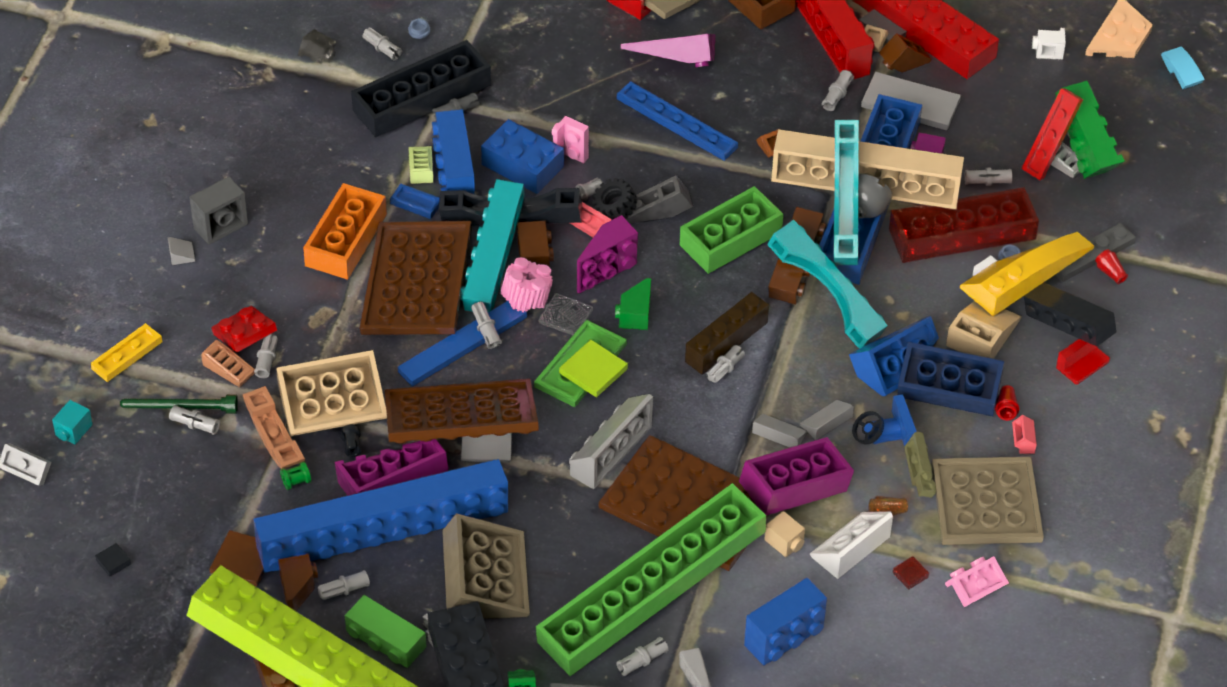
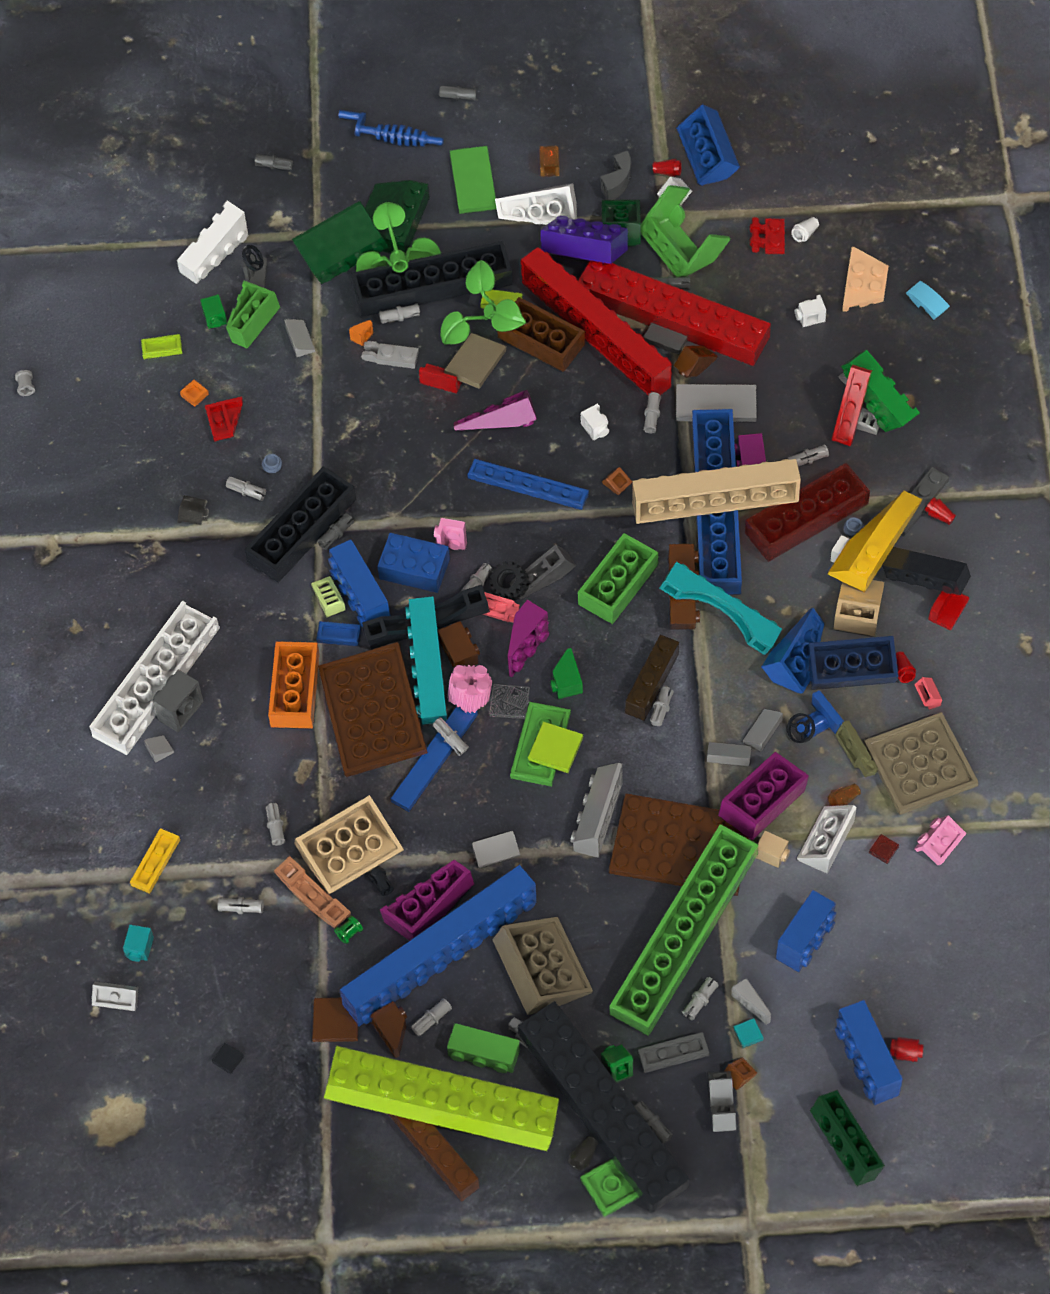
camera: 15 degrees left, 10 degrees up
(167, 206) = (131, 705): none -> white tile
(216, 354) = (233, 831): nougat slope -> none
(227, 403) = (261, 881): dark green piece -> none
(244, 328) = (246, 805): red plate -> none
(460, 410) = (464, 825): reddish brown plate -> none
(772, 81) = (594, 422): none -> white brick
(846, 192) = (711, 524): arch -> none
(872, 197) = (724, 518): dark grey cylinder -> none
(878, 35) = (664, 349): tan tile -> none

